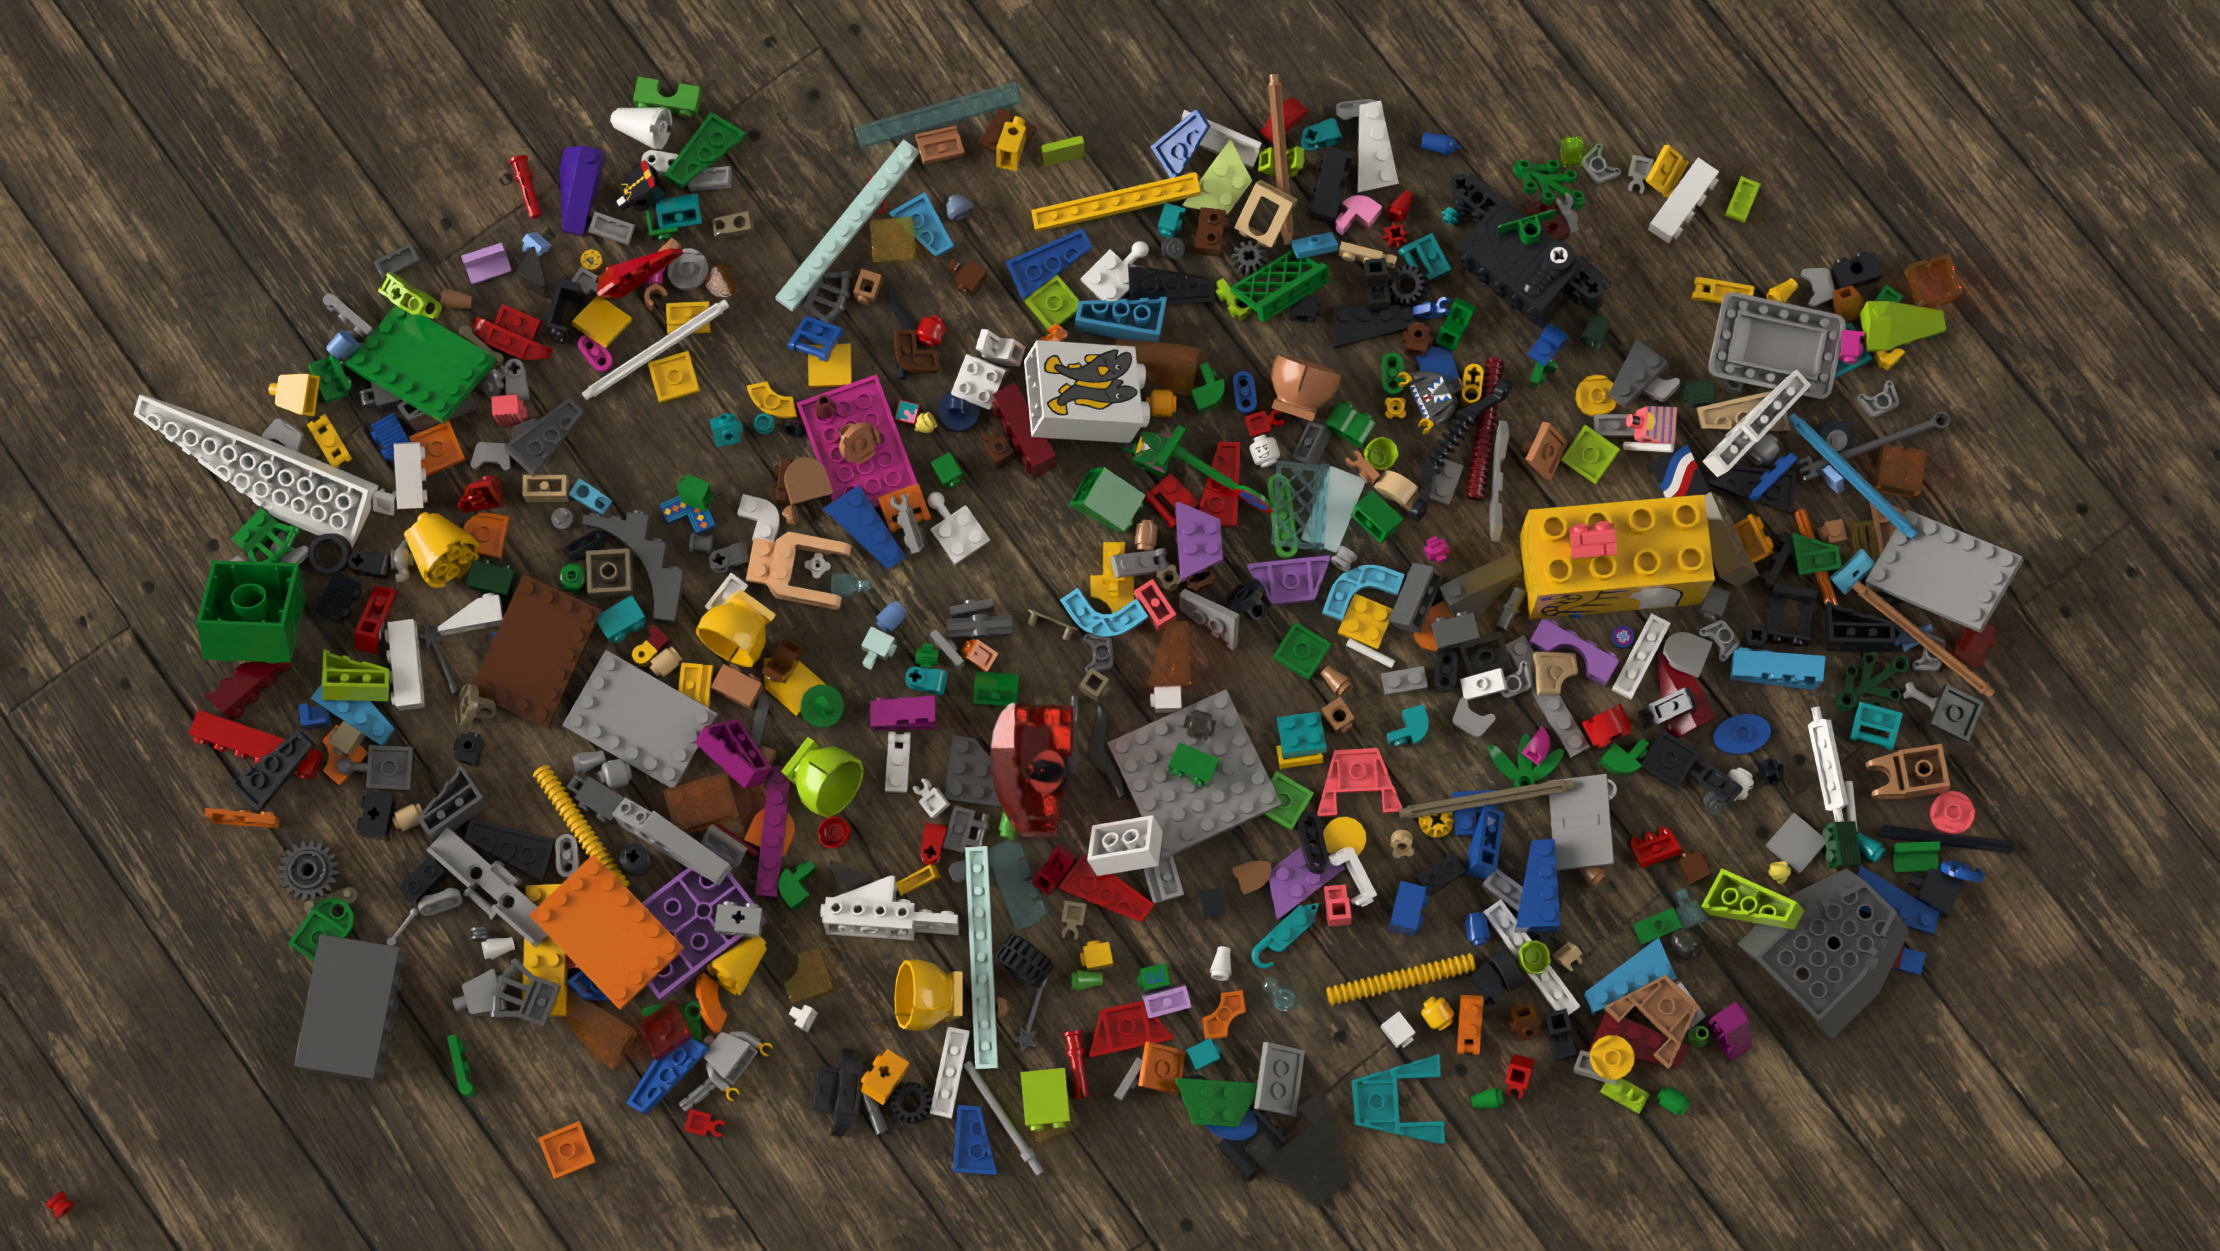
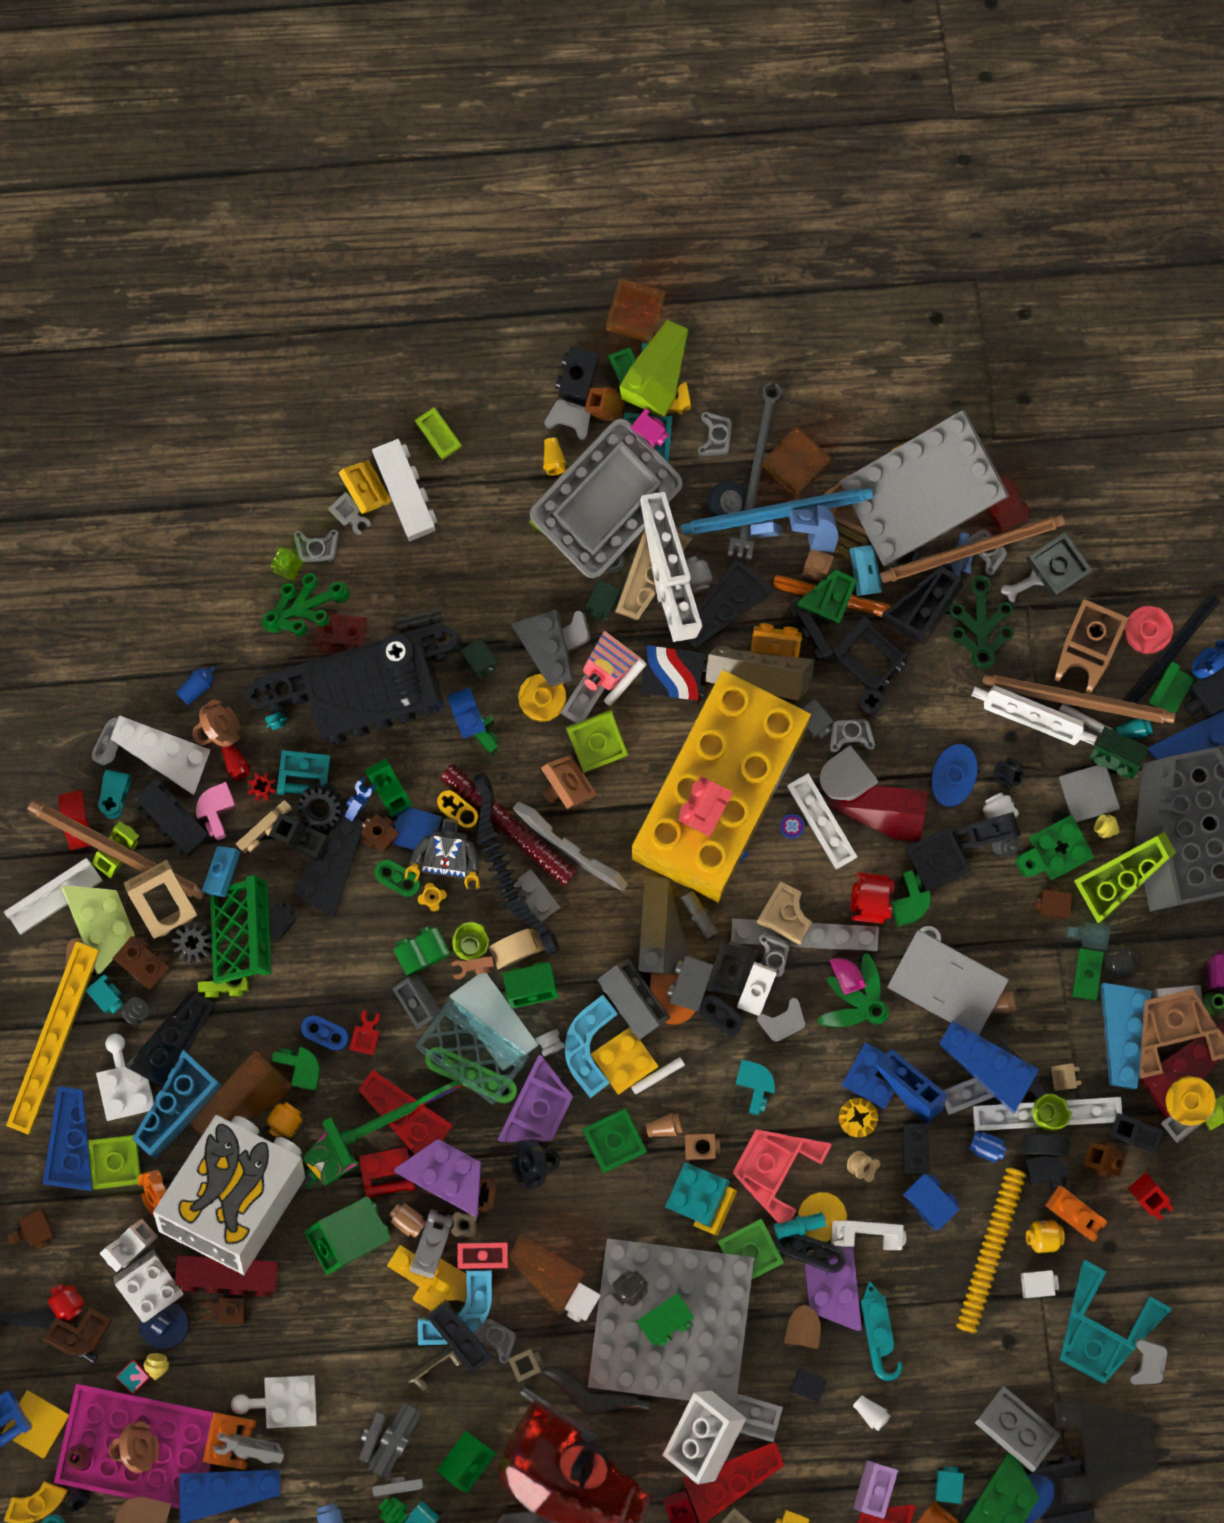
camera: 60 degrees left, 5 degrees up
(947, 471) = (219, 1374): green brick -> none
(978, 654) = (422, 1458): orange bracket -> none
(1085, 623) = (459, 1336): none -> black plate
(1154, 978) = (846, 1487): green brick -> none
(1181, 142) = (34, 936): wing -> none
(1217, 1023) = (917, 1430): orange tile -> none
(1219, 619) = (534, 1203): light grey wing -> none
(1264, 451) = (396, 1051): white head -> none
(1283, 998) = (920, 1378): clear light blue plate -> none
(1302, 386) = (357, 974): nougat plate -> none
(1327, 823) = (800, 1225): none -> teal pin
(1337, 905) = (885, 1266): coral brick -> none
(1394, 1152) = (1152, 1363): none -> light grey piece
(1404, 681) = (705, 1061): light grey plate -> none
(1420, 176) = (218, 723): none -> nougat tile
(1436, 550) = (598, 949): dark pink gear -> none
(1488, 798) = (870, 1058): dark tan piece -> none
(1488, 1099) = (1155, 1239): green cone -> none
(1528, 223) = (344, 659): green piece -> none
(1551, 637) = (806, 867): medium lavender arch -> none
(1569, 215) = (351, 608): light grey plate -> none
(1655, 848) = (1014, 928): red plate -> none
(1668, 707) = (890, 828): hinge -> none
(1718, 289) = (516, 512): yellow plate -> none
(1725, 839) = (1047, 859): none -> green plate
(1778, 668) = (915, 702): dark azure wedge -> none
(1782, 465) = (729, 589): blue hinge -> none
(1863, 791) = (1080, 699): none -> medium nougat piece
(1864, 512) = (819, 526): none -> medium blue brick
(1877, 718) = (1019, 640): teal plate -> none

